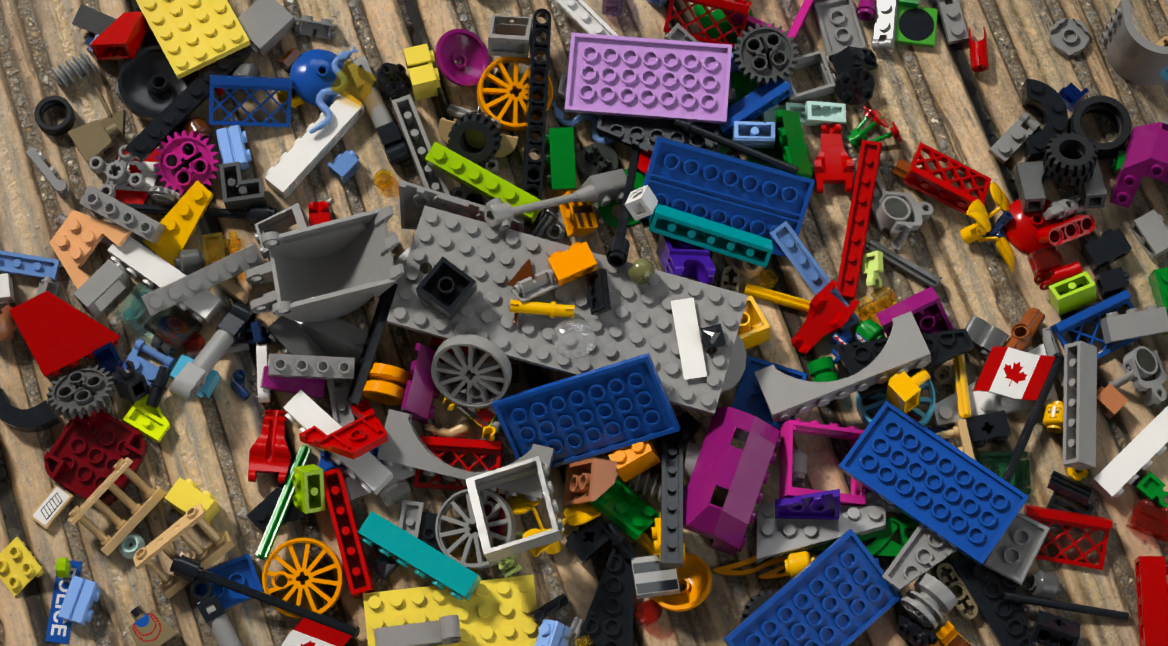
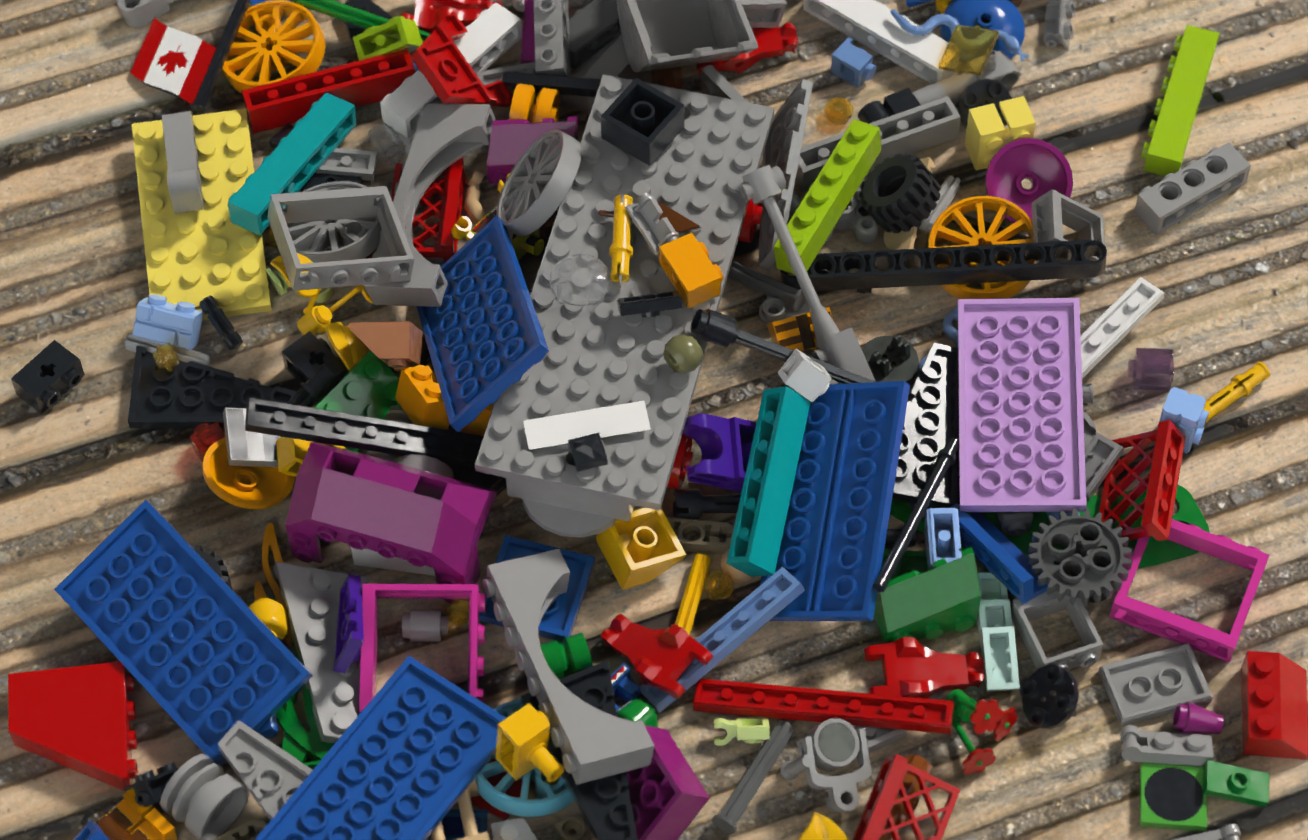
camera: 90 degrees right, 15 degrees down
(561, 158) = (889, 308): green wedge -> none
(854, 57) = (1096, 702): black slope -> none
(882, 299) = (681, 724): clear yellow hinge -> none

